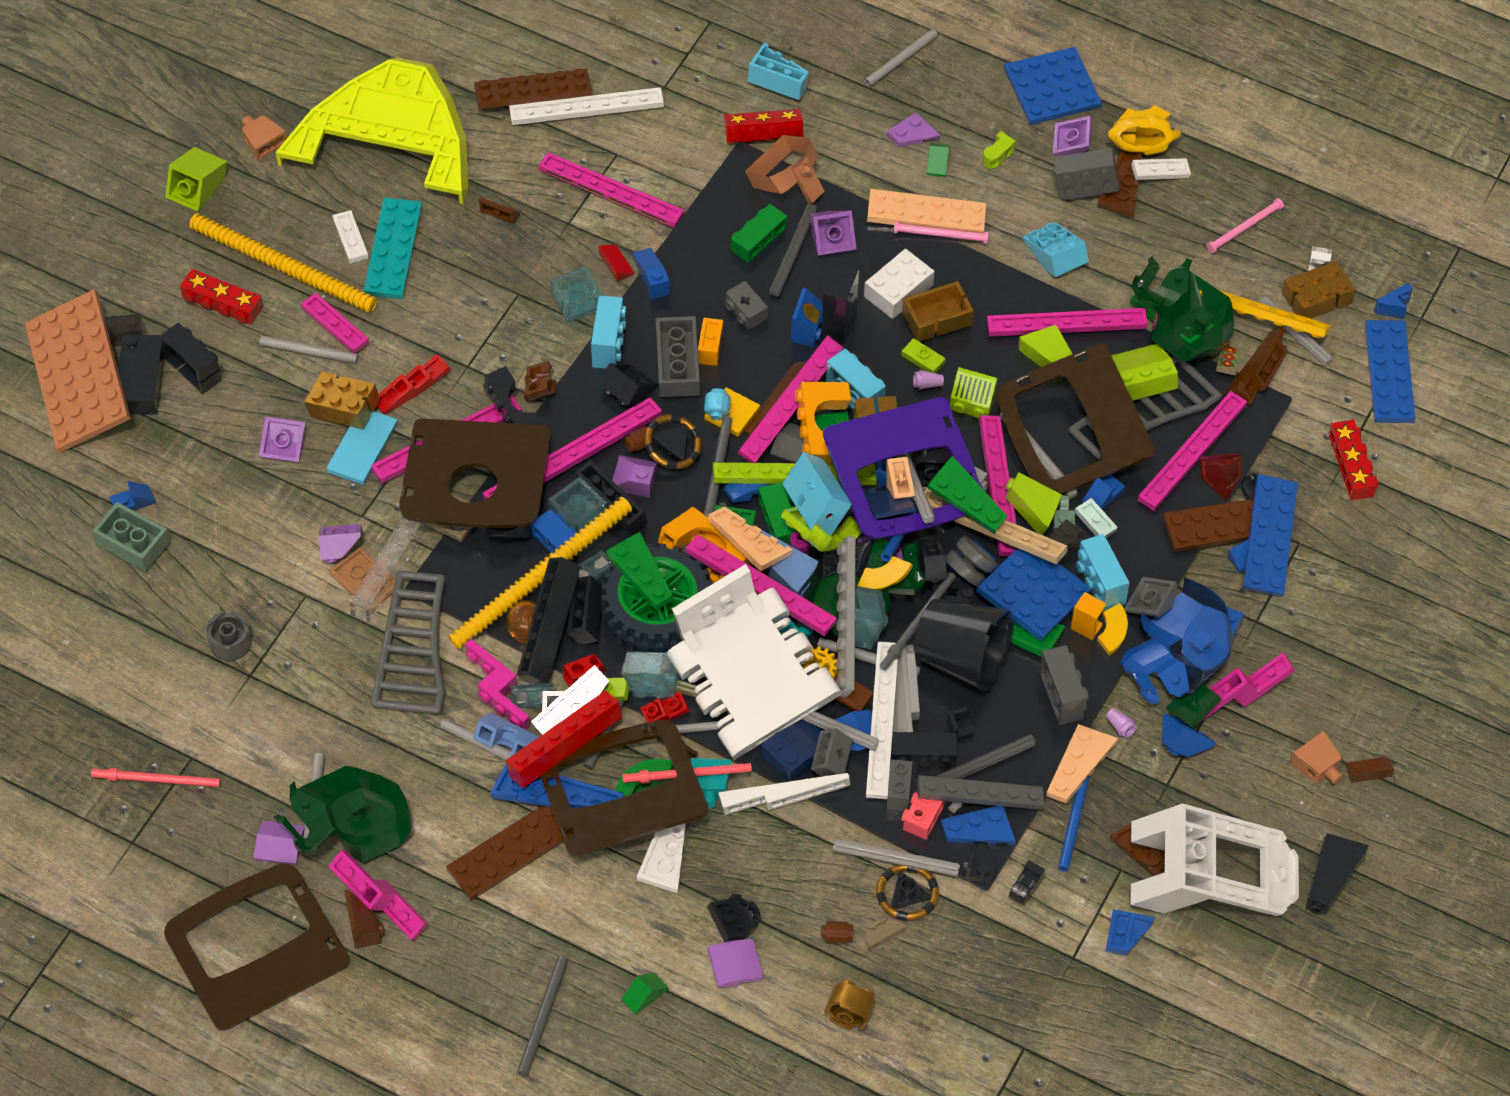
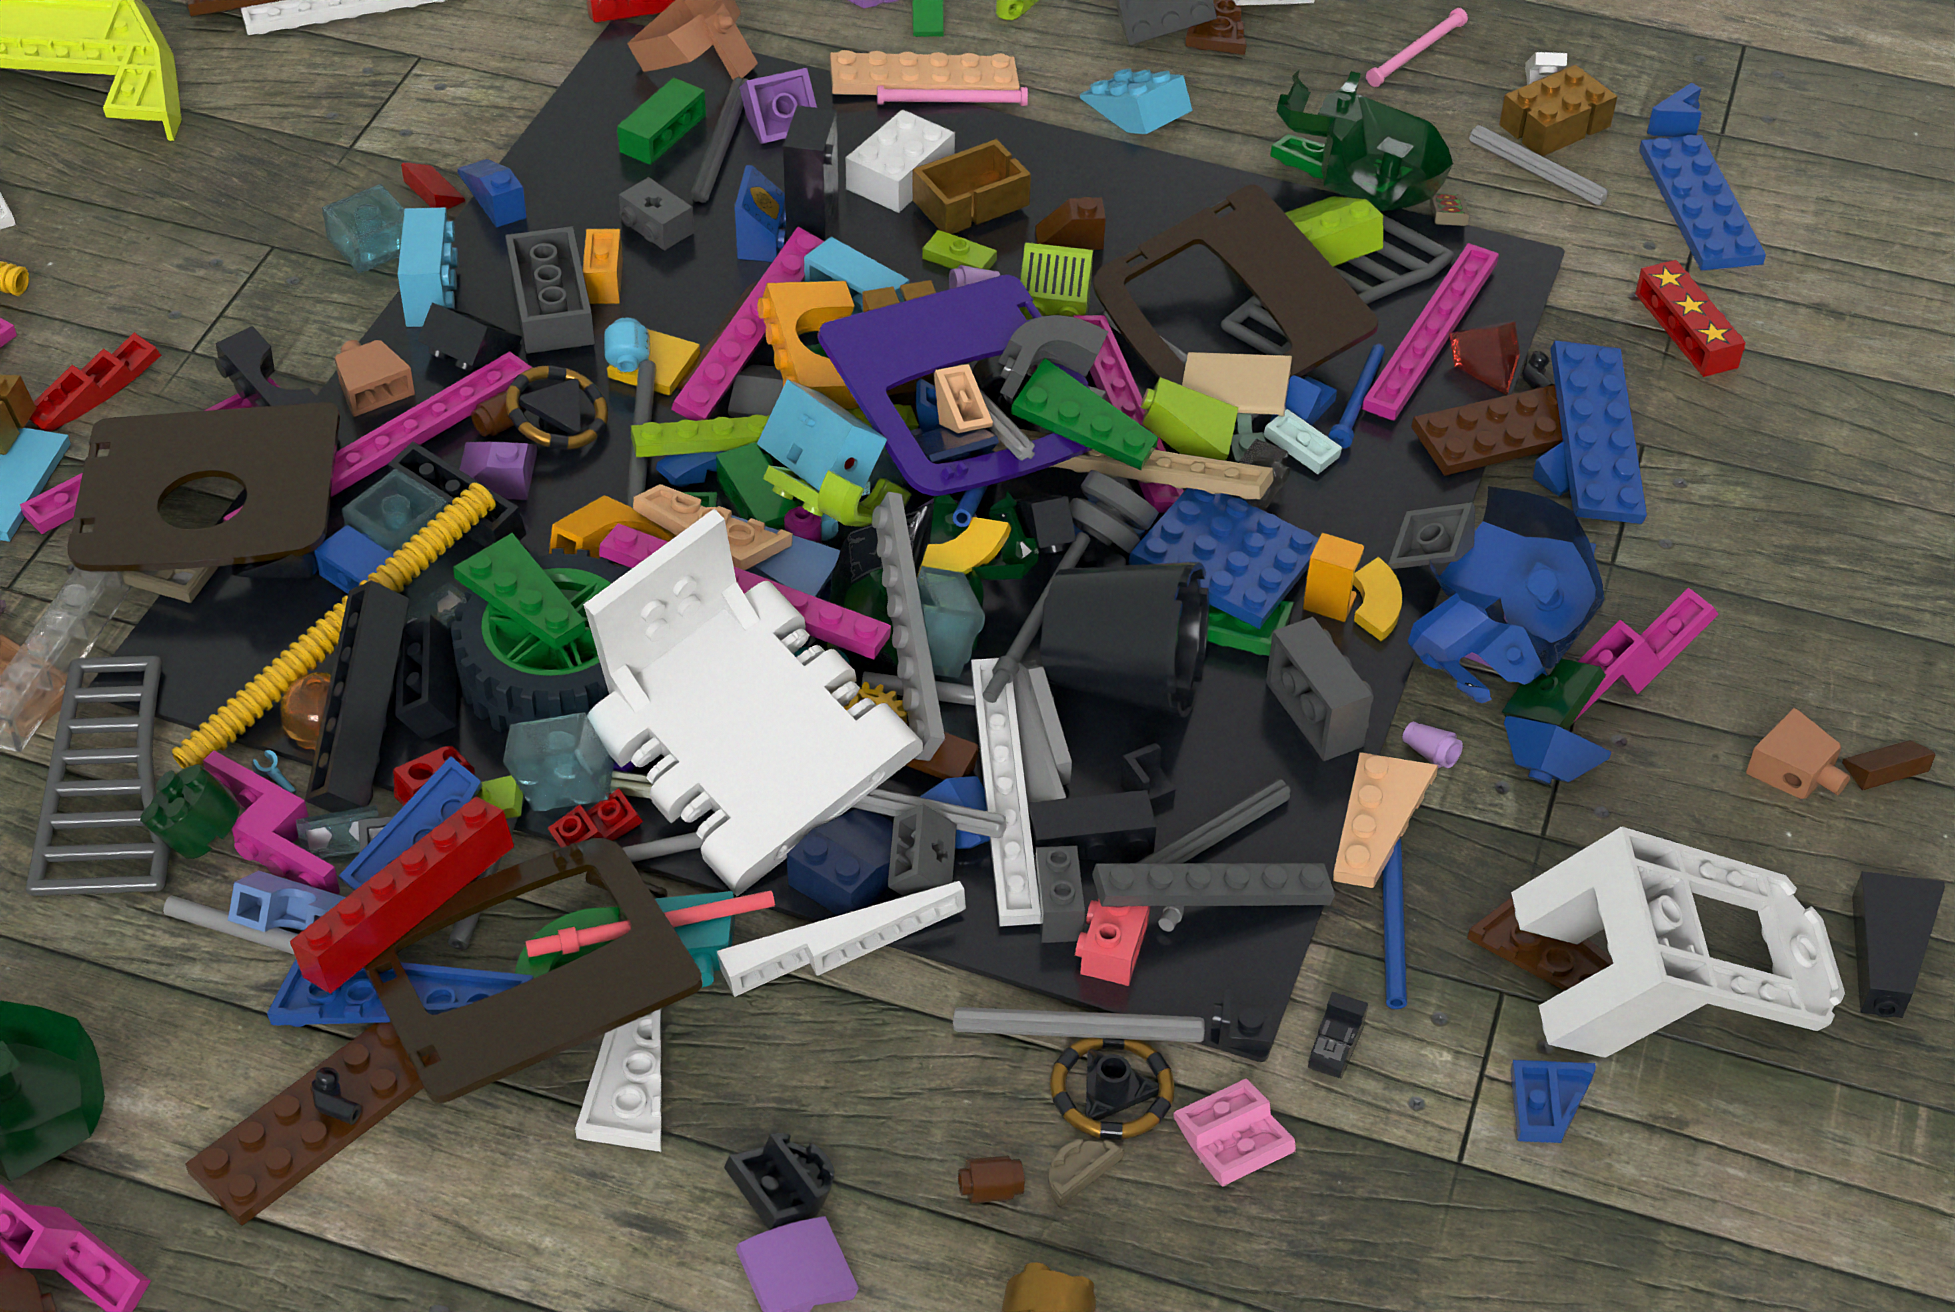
camera: 10 degrees left, 10 degrees down
(393, 248) = (57, 205): teal plate -> none
(458, 673) = (191, 810): none -> dark green brick
(498, 211) = (232, 138): reddish brown slope -> none
(500, 653) = (273, 772): none -> medium azure hand
(517, 843) = (328, 1097): none -> black arm
(539, 381) = (313, 352): reddish brown cylinder -> none
(569, 403) = (372, 376): none -> nougat torso
(611, 189) = (415, 96): dark pink plate -> none
(960, 445) = (1053, 337): none -> dark grey arch
(963, 925) = (1234, 1132): none -> bright pink slope
(981, 826) = (1224, 946): blue wing -> none
(994, 347) = (1074, 225): none -> reddish brown slope
(1044, 346) = (1150, 214): lime slope -> none
(1066, 476) = (1244, 380): none -> tan piece
(1067, 321) = (1188, 182): dark pink plate -> none
(1102, 571) = (1338, 501): medium azure brick -> none
(1120, 517) = (1342, 432): none -> blue bar
(1260, 367) = (1502, 212): reddish brown wedge -> none
(1278, 316) = (1514, 145): yellow plate -> none

